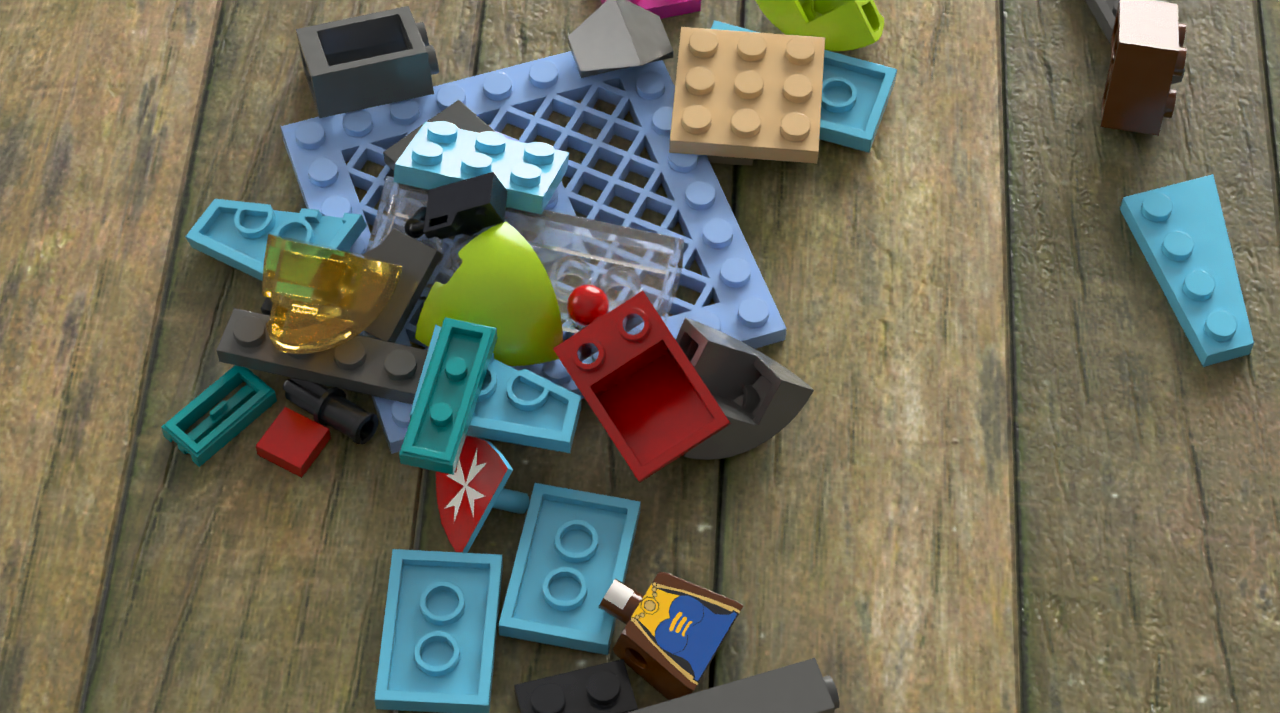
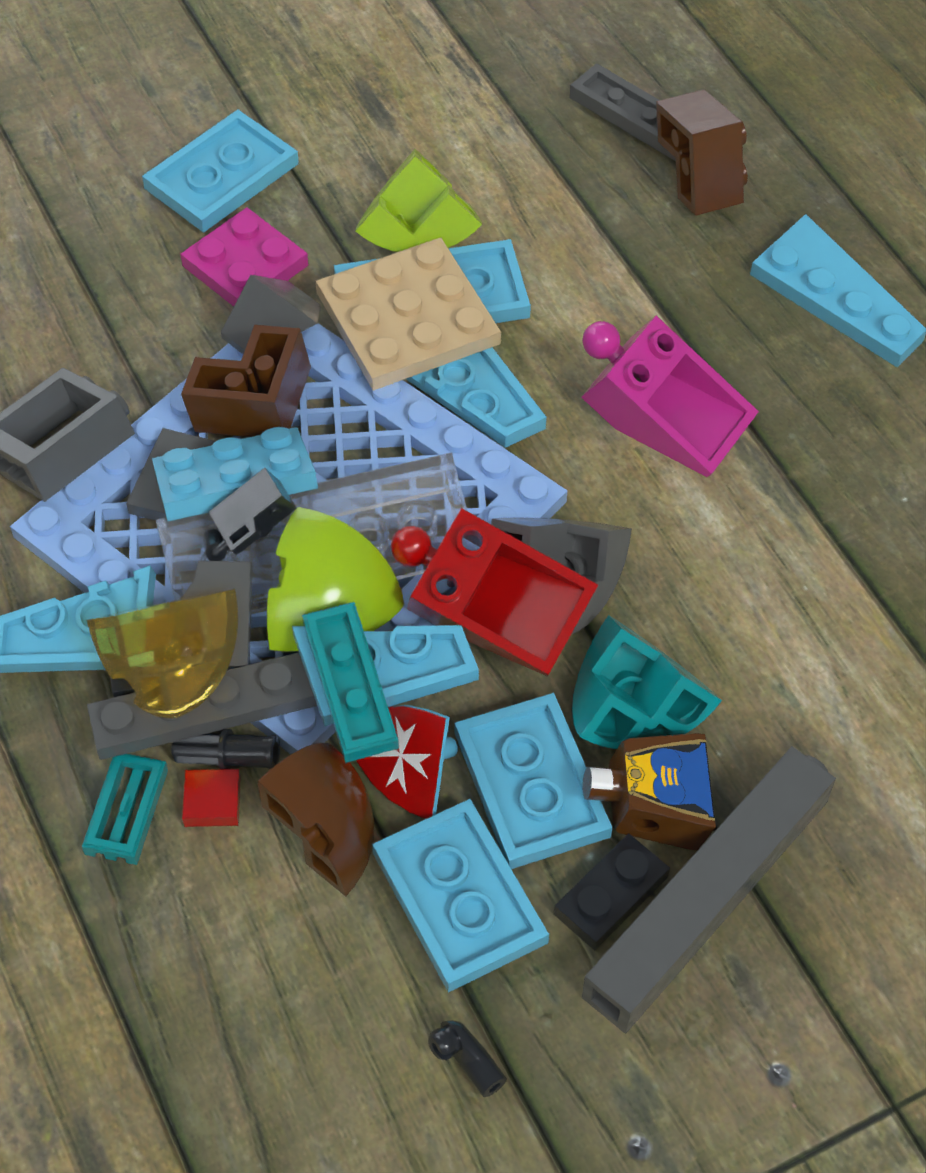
camera: 30 degrees left, 0 degrees up
(371, 498) = (326, 808): none -> reddish brown brick
(555, 102) = (252, 392): none -> reddish brown brick
(717, 537) = (635, 690): none -> teal brick
(771, 205) = (484, 395): none -> medium azure wing
(951, 294) = (678, 404): none -> dark pink slope

